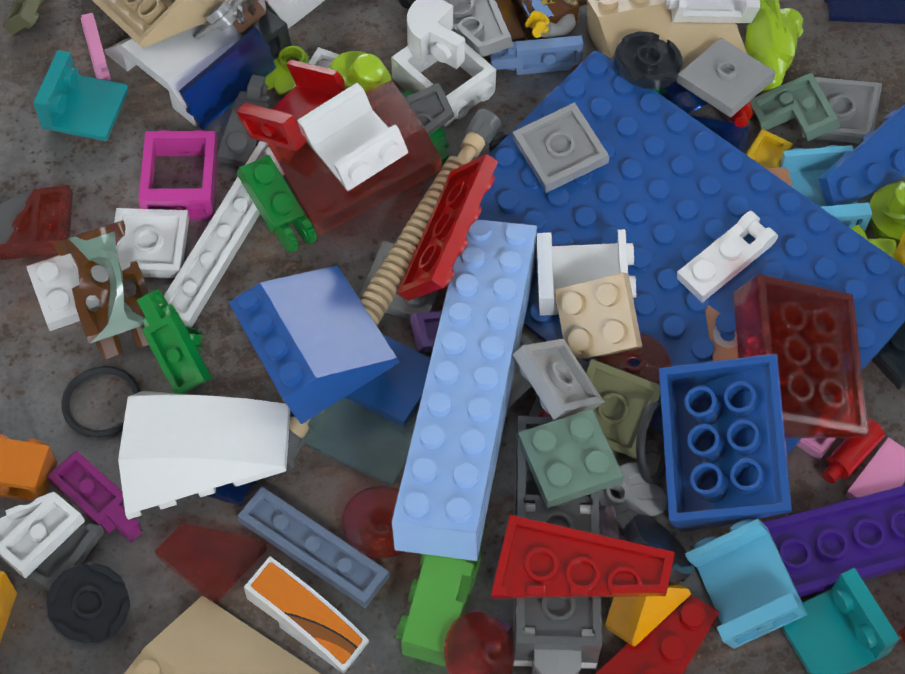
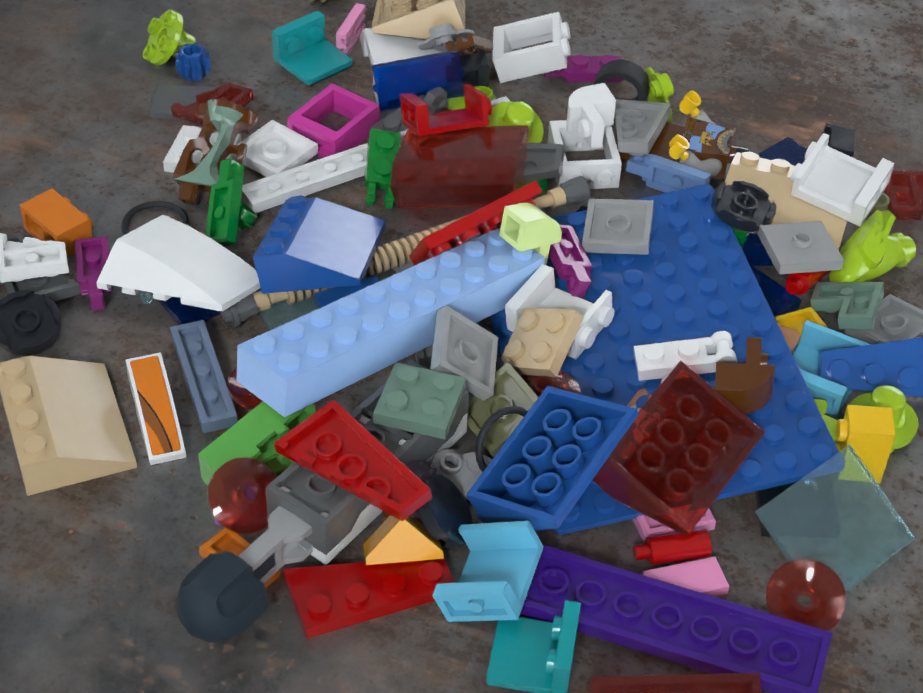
camera: 35 degrees right, 15 degrees down
(209, 558) = (129, 338): clear red wing -> none
(352, 137) = (458, 137): white panel -> none
(507, 207) = (529, 228): none -> yellowish green brick
(542, 207) = (571, 262): none -> magenta hinge
(808, 254) = (748, 384): none -> reddish brown brick

